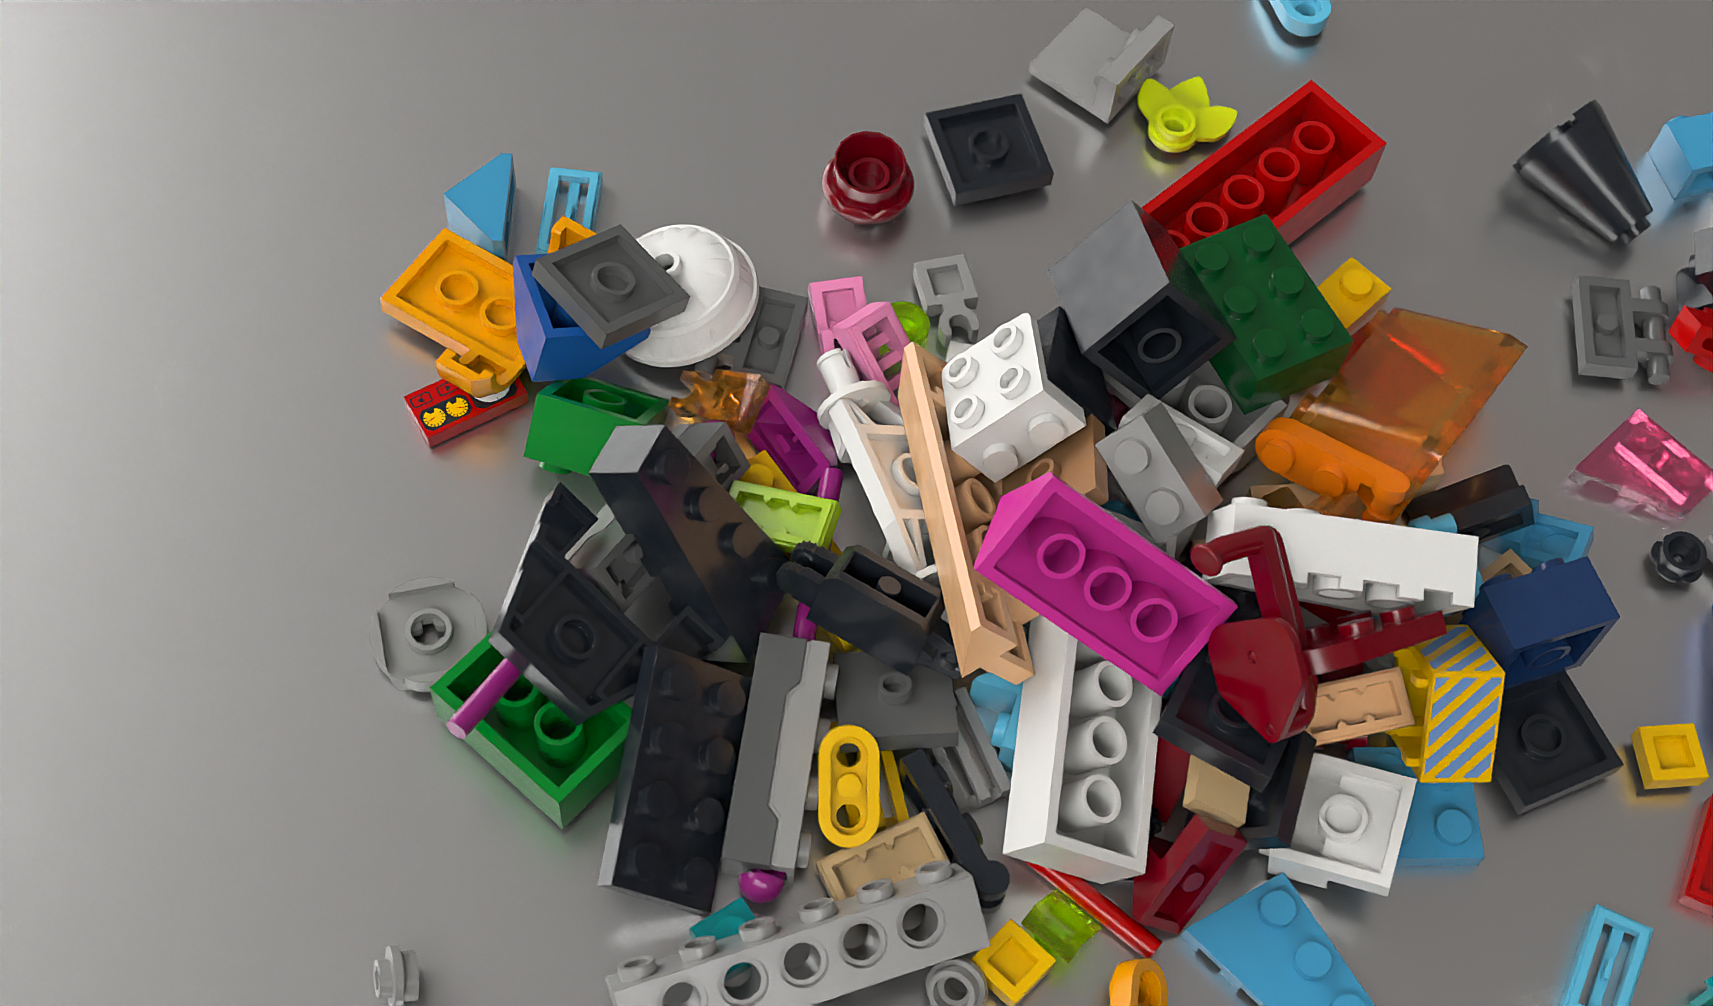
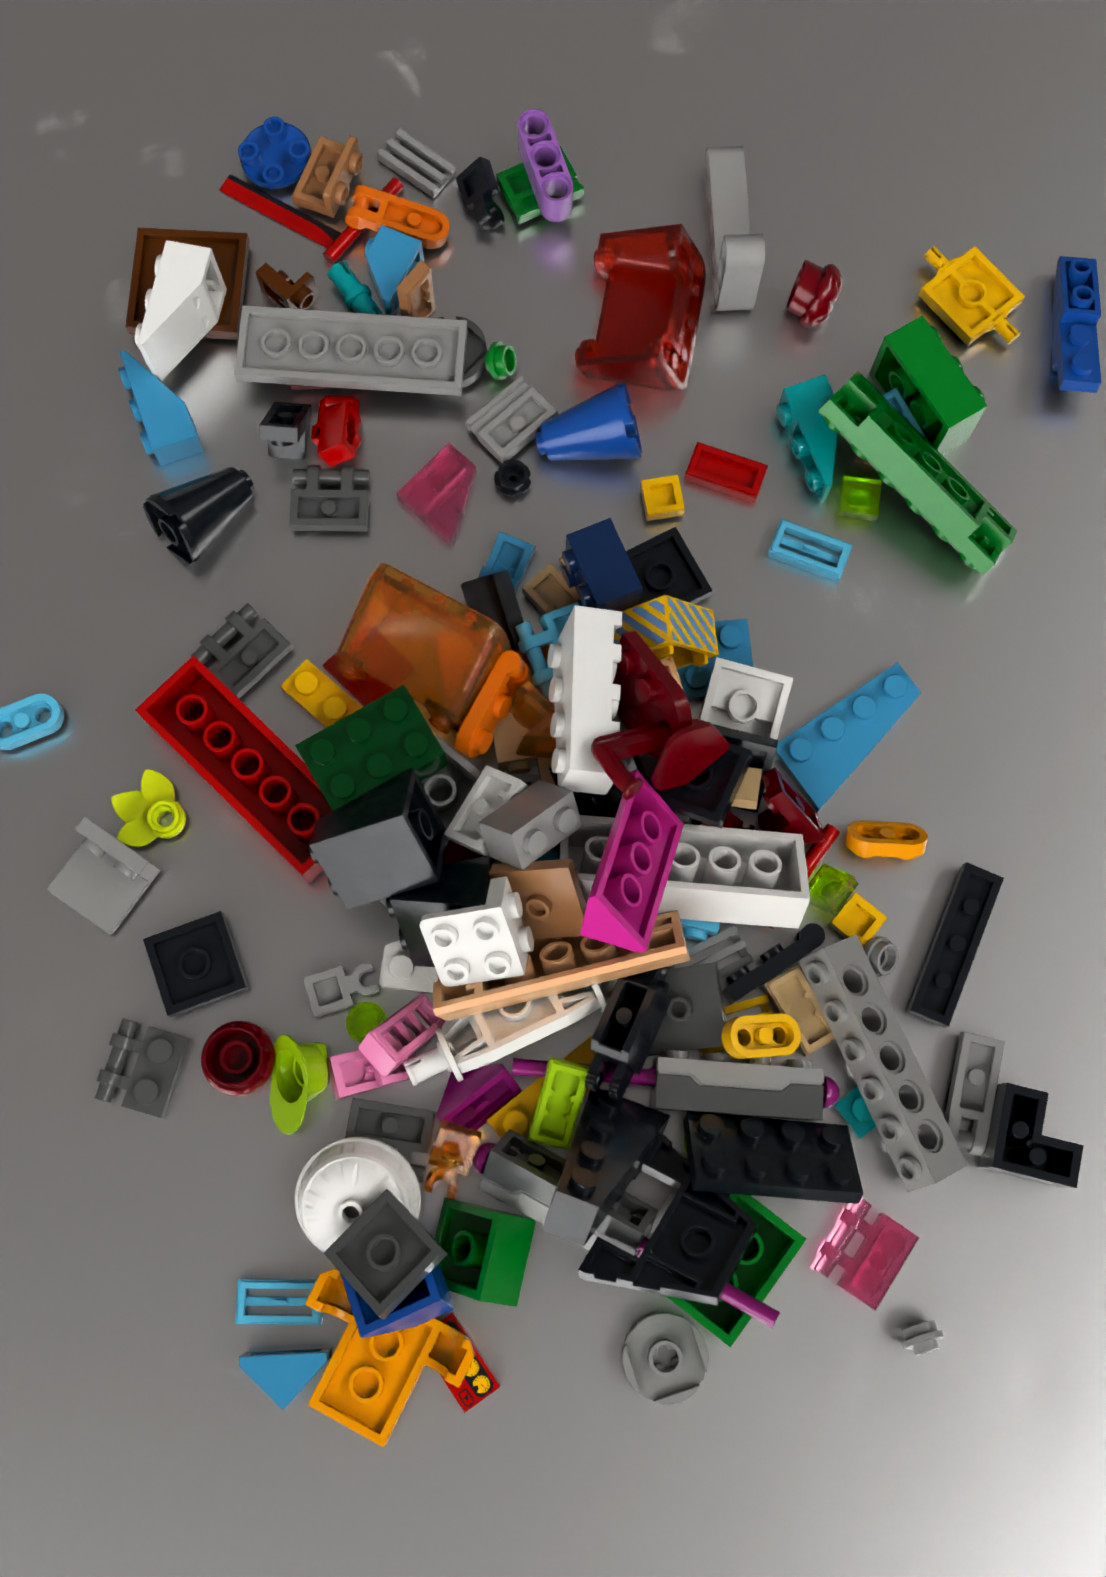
camera: 90 degrees left, 15 degrees up
(514, 933) = (877, 1258): none -> clear pink plate
(841, 249) = (297, 1078): none -> lime piece
(858, 106) = (154, 1073): none -> dark grey plate
(1389, 227) = (248, 658): none -> dark grey plate

